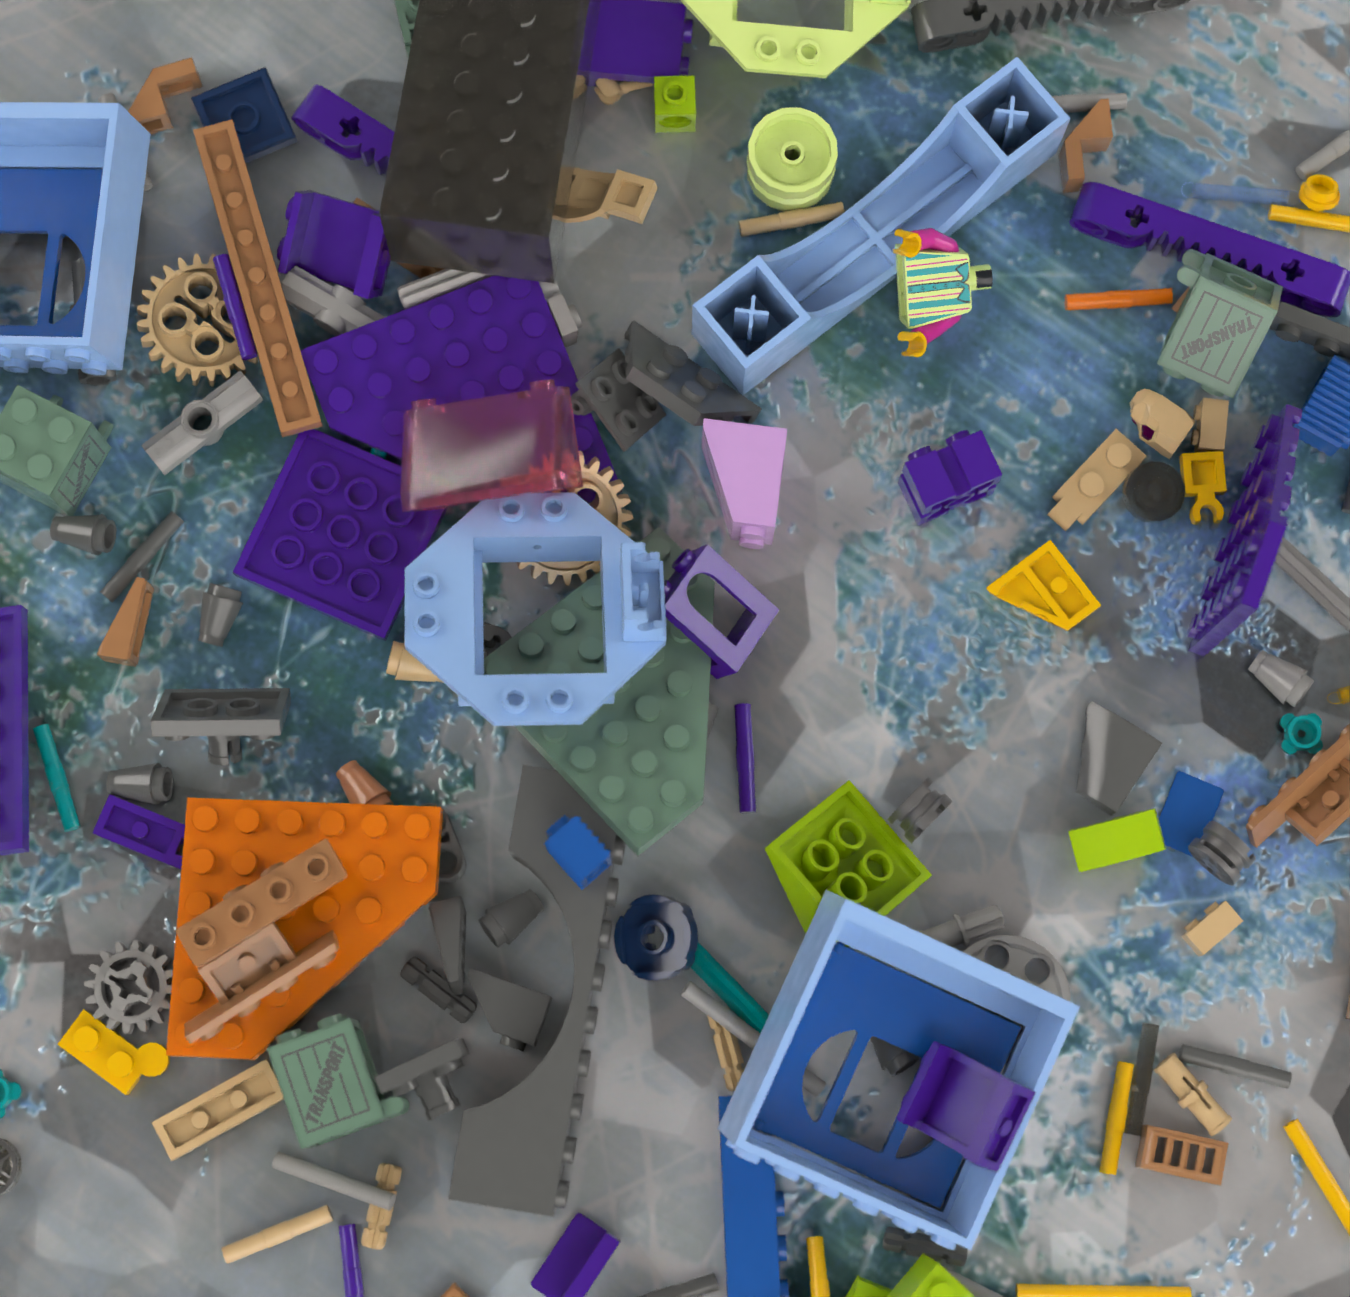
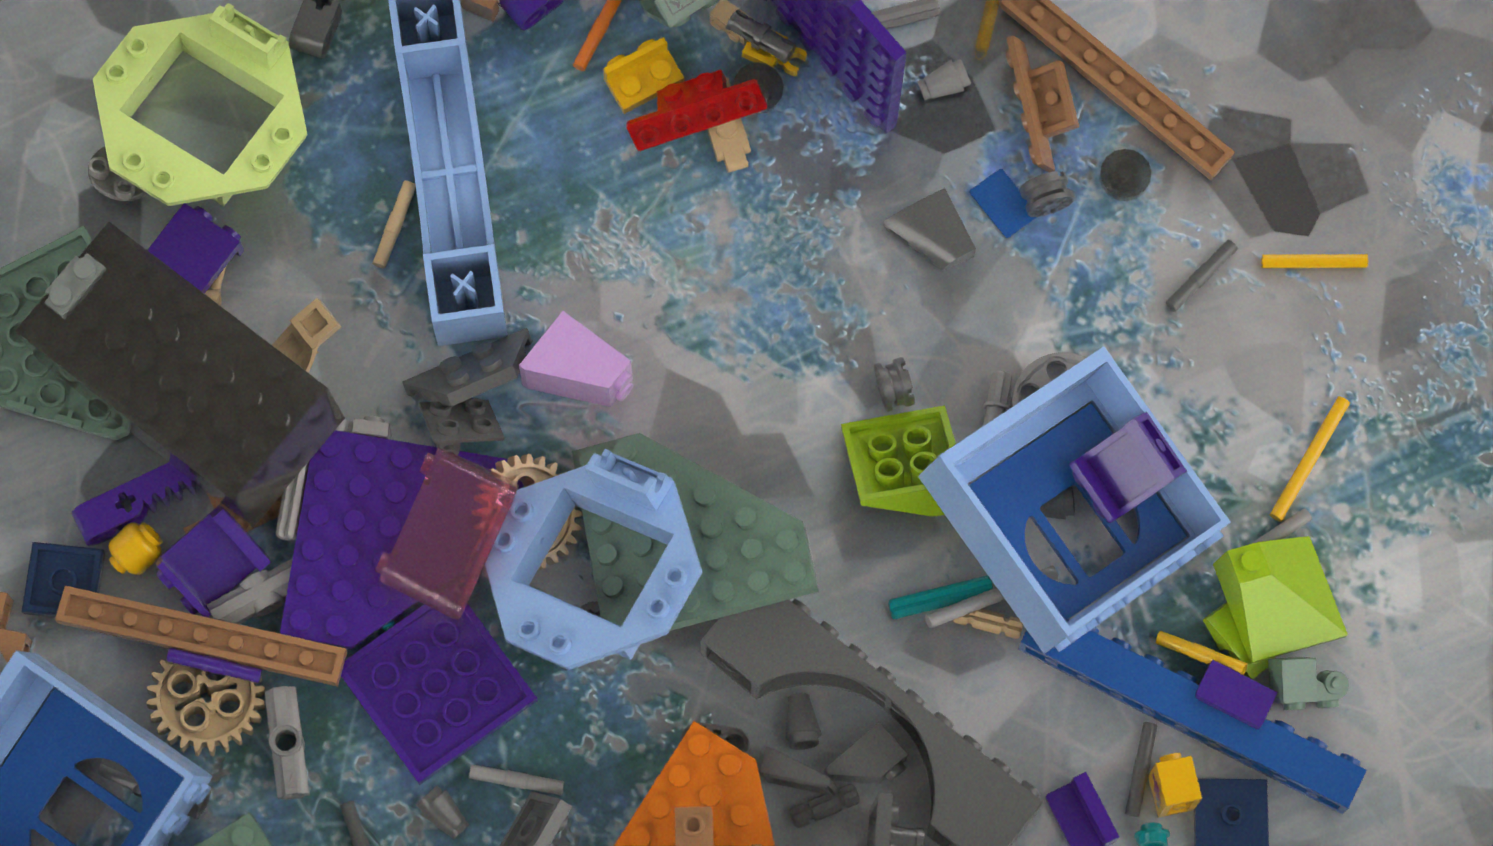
camera: 60 degrees left, 5 degrees down
(293, 667) = (516, 779): none -> light grey piece
(314, 165) = (135, 548): none -> yellow head
(362, 786) = (639, 777): nougat cone -> none
(406, 666) = (568, 687): tan cone -> none
(577, 850) = (792, 628): blue brick -> none
(674, 104) = (255, 256): lime brick -> none
(679, 941) = (897, 615): dark blue plate -> none
(727, 652) = (696, 441): panel -> none
(745, 758) = (781, 488): dark purple piece -> none
(791, 159) = (349, 176): yellowish green wheel -> none
(917, 1243) = (1204, 564): dark grey axle -> none
(933, 285) = (513, 151): torso -> none
(949, 477) = (663, 222): dark purple brick -> none
(1046, 588) = (783, 203): yellow wing -> none
(1091, 440) = (695, 107): none -> red bracket
(1097, 369) = (640, 74): none -> yellow bracket
(1116, 1118) = (1192, 377): yellow piece -> none
(1117, 840) = (995, 260): lime slope -> none
(1141, 1079) = (1174, 344): clear smoke piece -> none
(1148, 1146) = (1224, 366): medium nougat slope -> none
(1160, 421) = (709, 53): tan rock -> none
(1192, 1094) = (1205, 315): tan pin -> none
(1209, 462) = (761, 36): none -> dark grey pin
(1212, 928) = (1095, 233): tan piece -> none
(1294, 923) = (1125, 175): none -> clear smoke plate
(1310, 725) = (992, 81): teal plate -> none

